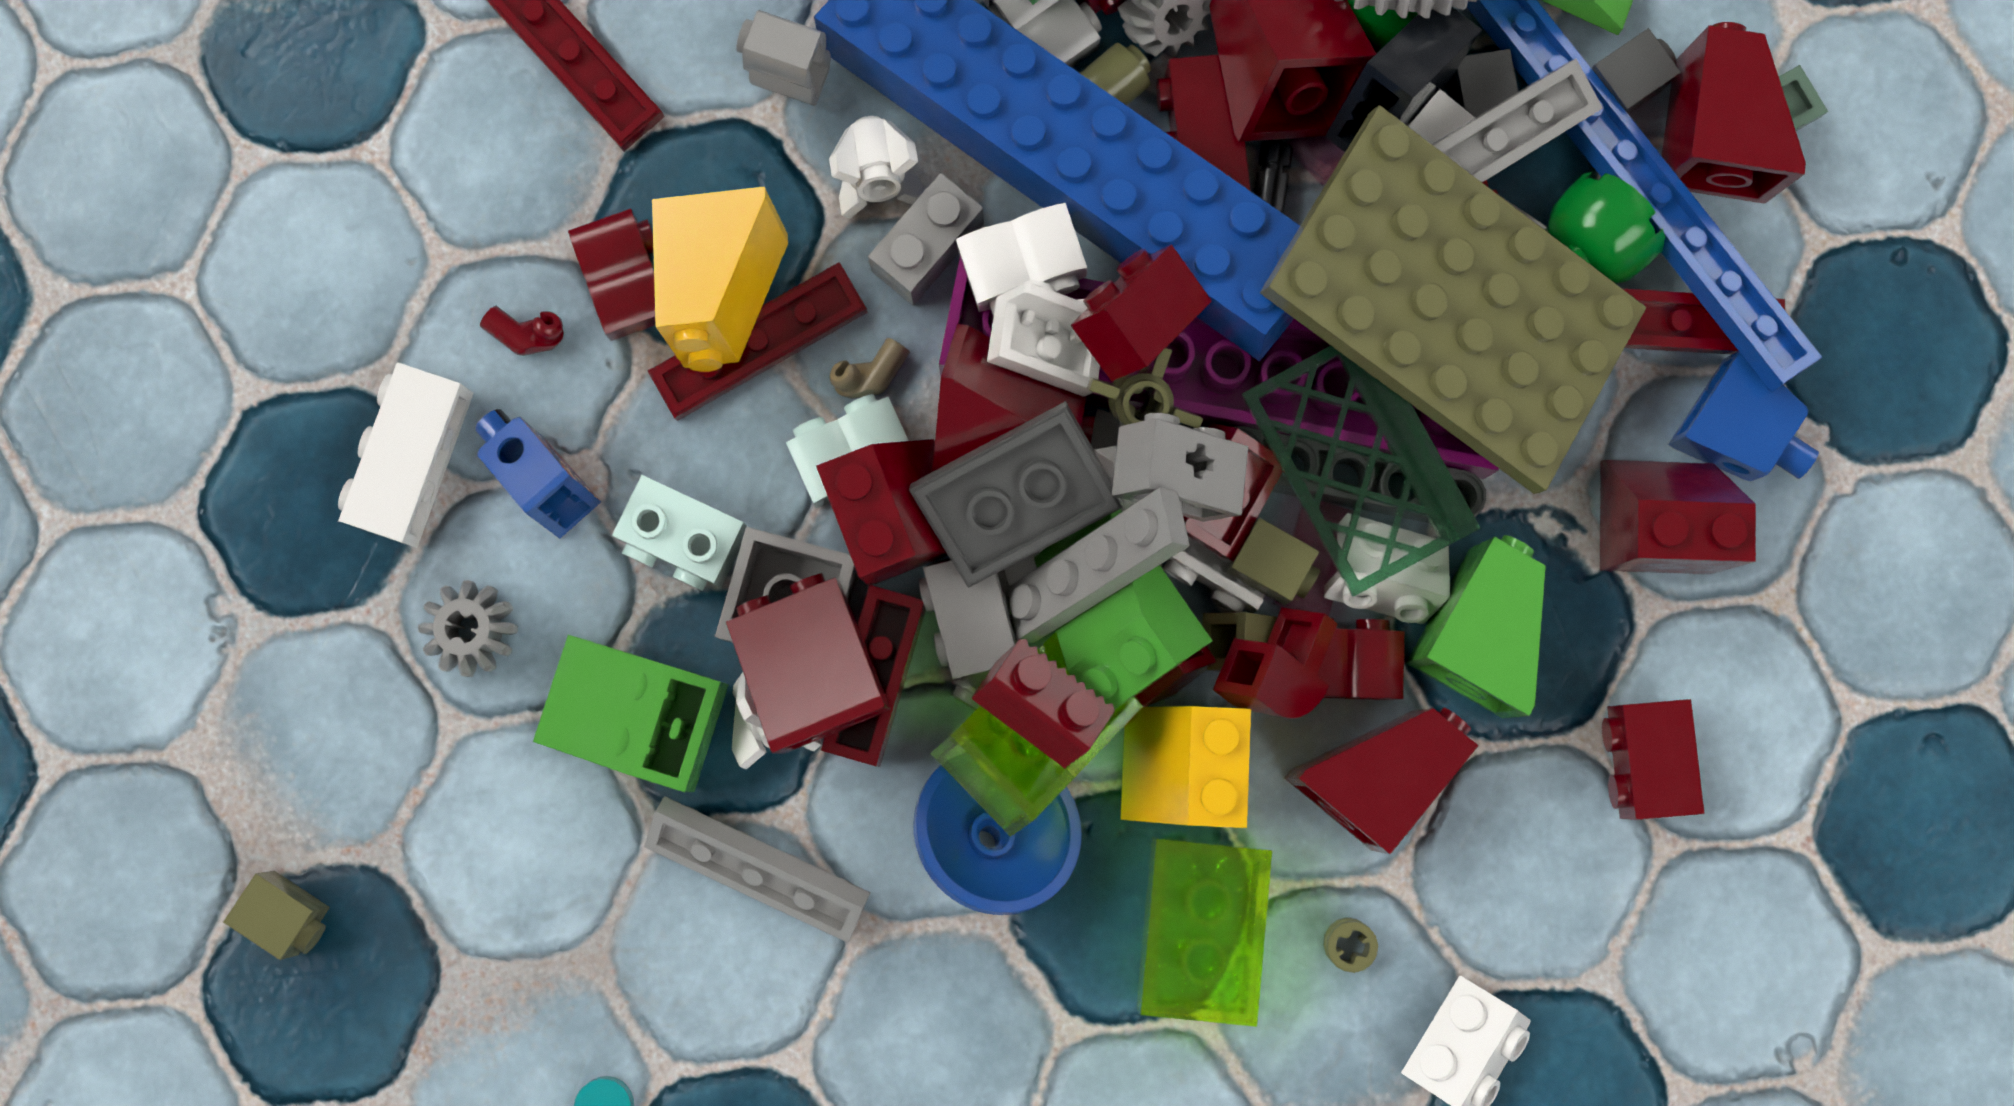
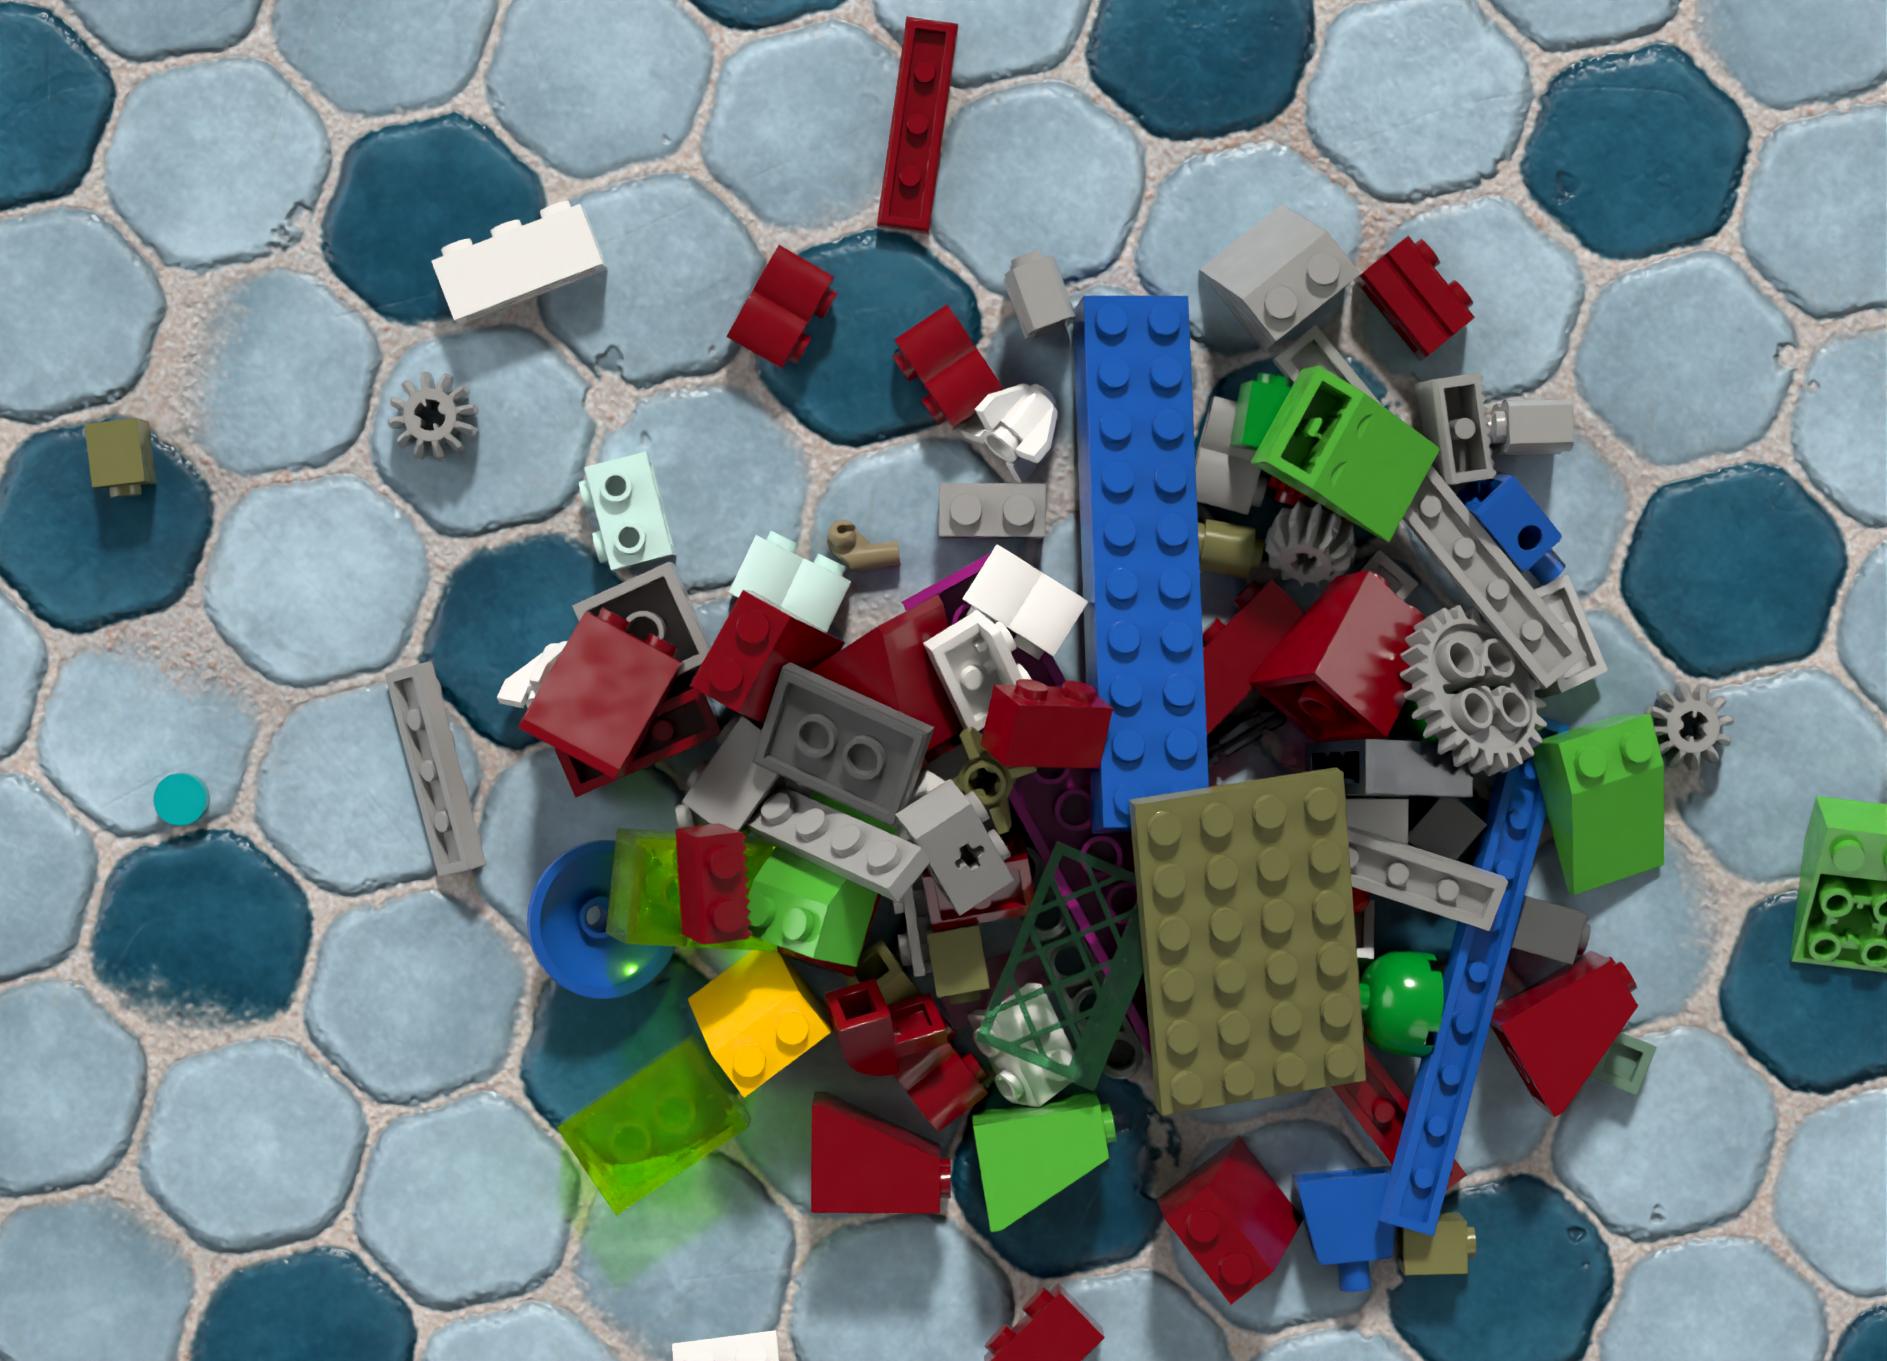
camera: 50 degrees right, 5 degrees up
(525, 337) = (679, 274): dark red arm -> none
(534, 473) = (583, 387): blue torso -> none
(631, 714) = (469, 585): bright green slope -> none
(713, 271) = (833, 381): yellow slope -> none
(780, 331) = (816, 447): dark red tile -> none
(793, 175) = (947, 367): none -> dark red brick
(1344, 928) = (740, 1221): olive bush -> none
(1833, 375) = (1438, 1254): none -> olive brick

